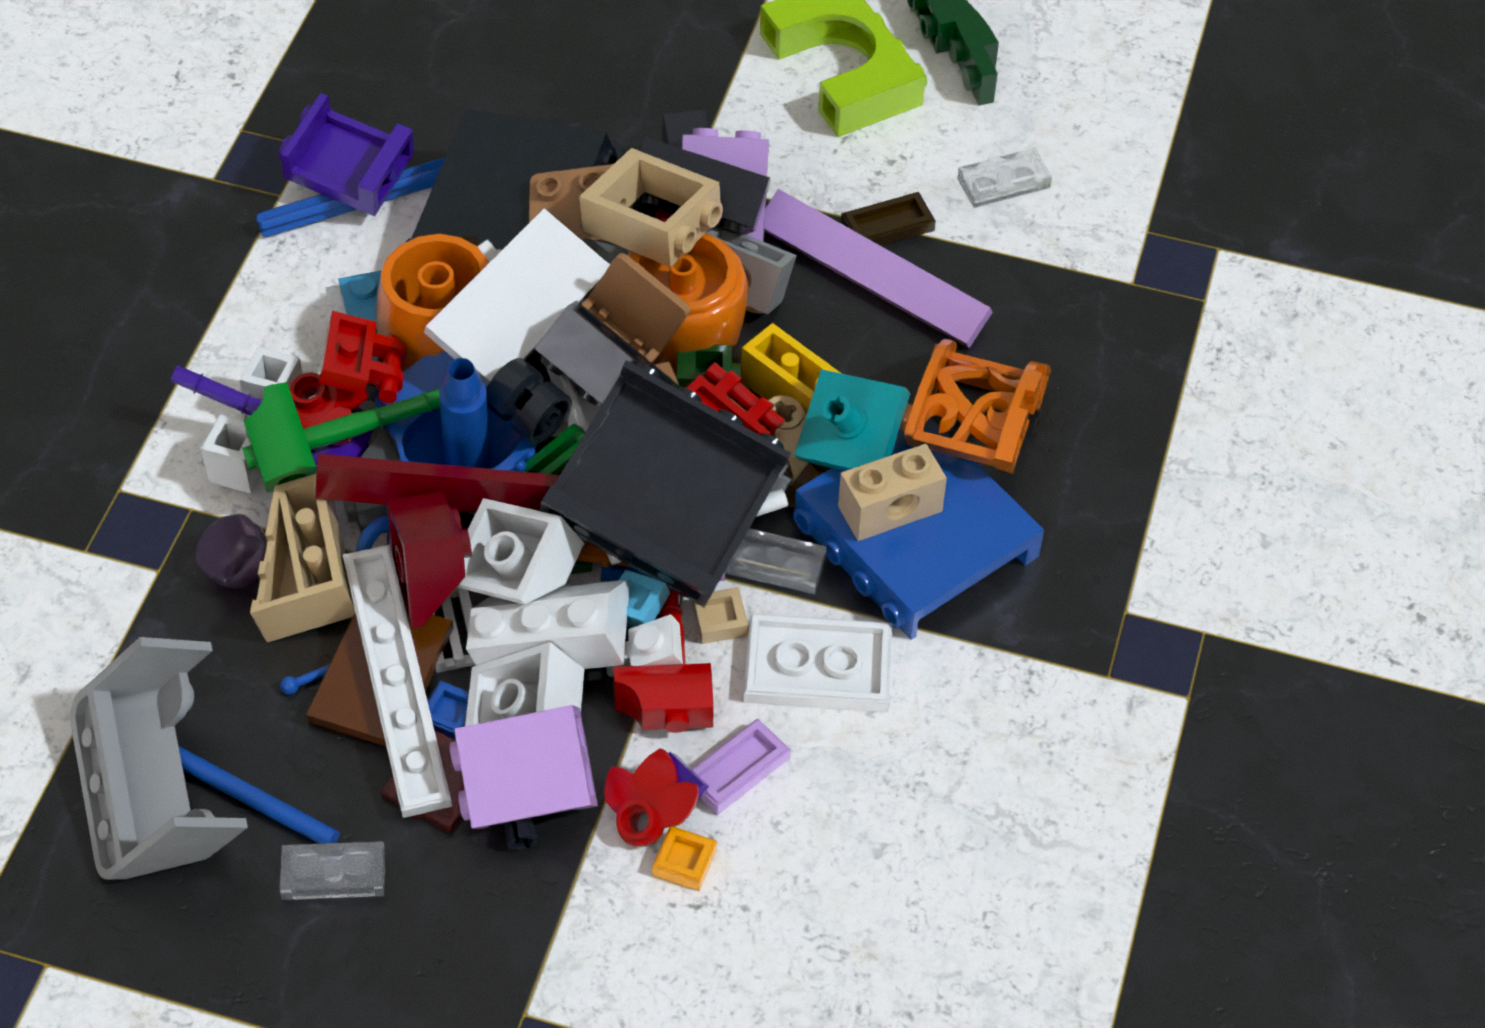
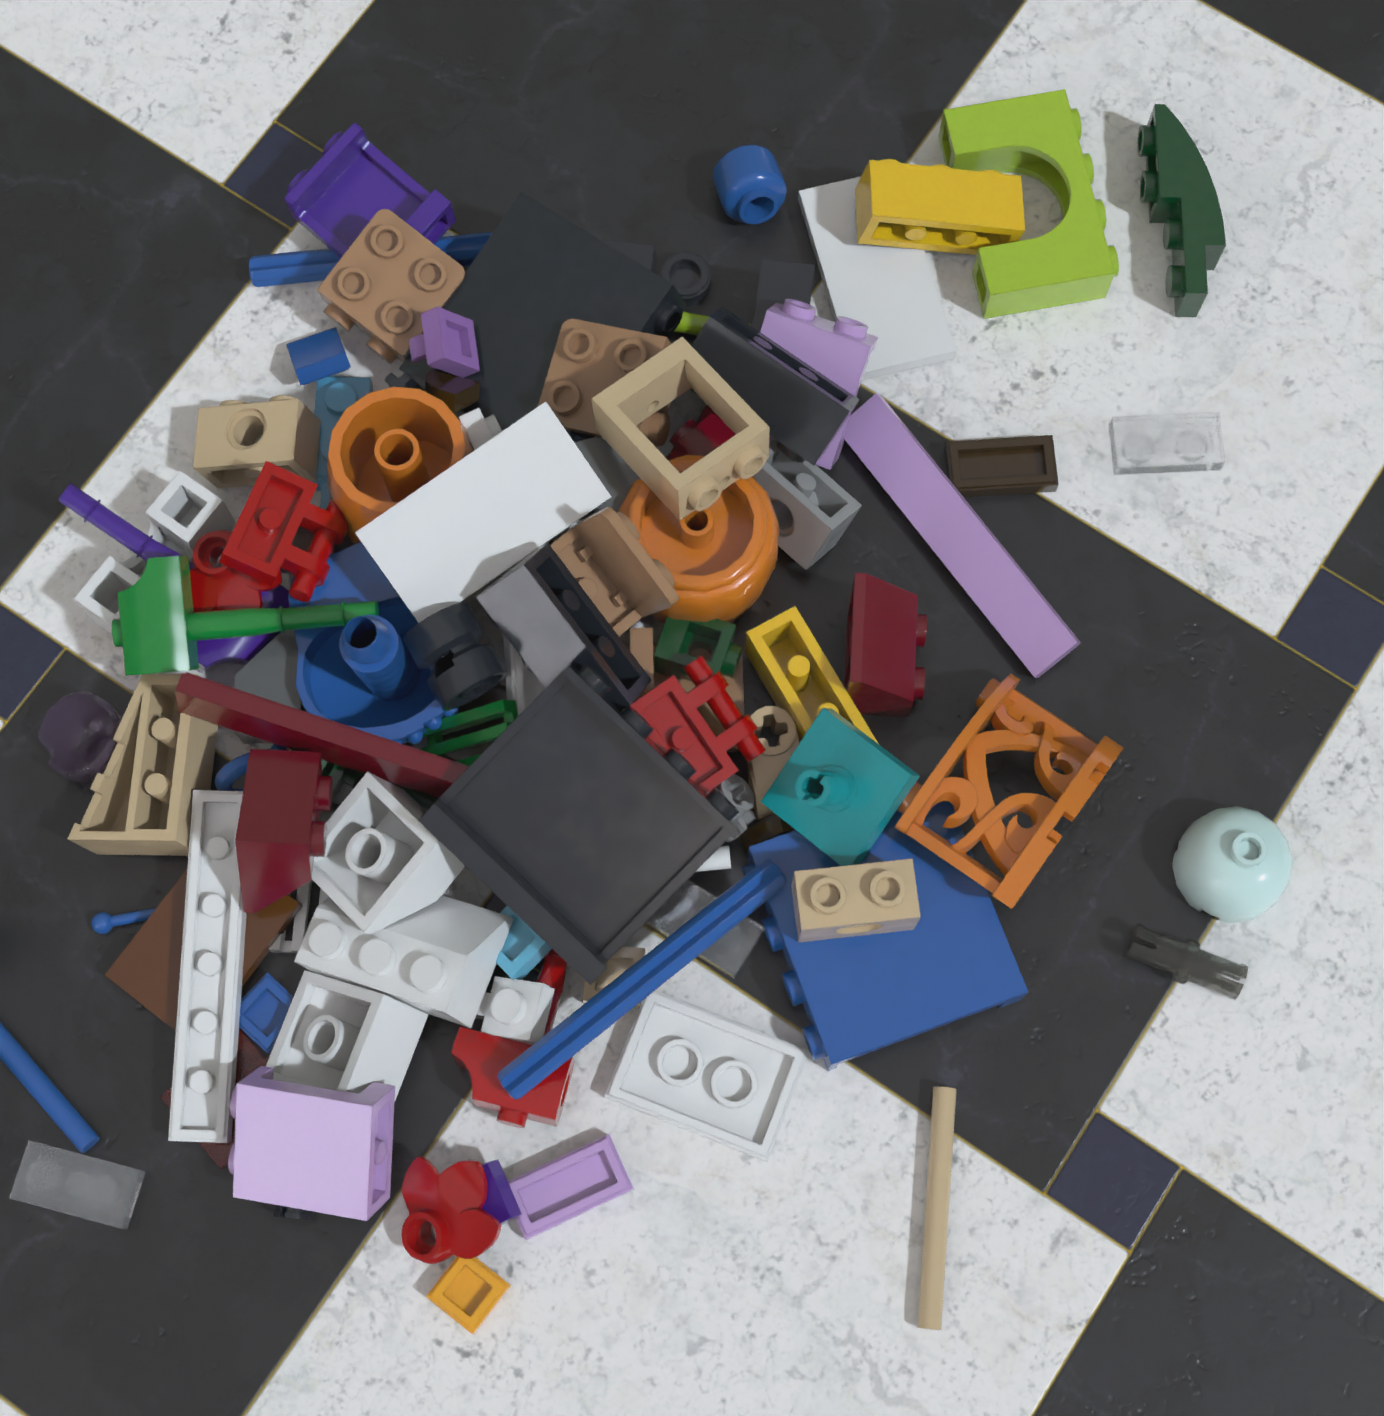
camera: 20 degrees right, 20 degrees up
(301, 321) = (227, 435): none -> tan brick
(335, 265) = (318, 356): none -> blue tile
(380, 198) = (388, 283): none -> medium nougat bracket
(442, 214) = (446, 343): none -> medium lavender tile
(631, 85) = (749, 184): none -> blue head
(741, 101) = (876, 284): none -> white tile
(746, 591) = (641, 979): none -> blue axle
(777, 66) = (937, 207): none -> yellow brick
(843, 334) = (882, 648): none -> dark red slope
(1031, 705) = (937, 1208): none -> tan bar
(1152, 494) = (1186, 961): none -> clear smoke pin
(1161, 424) = (1233, 864): none -> light aqua cylinder

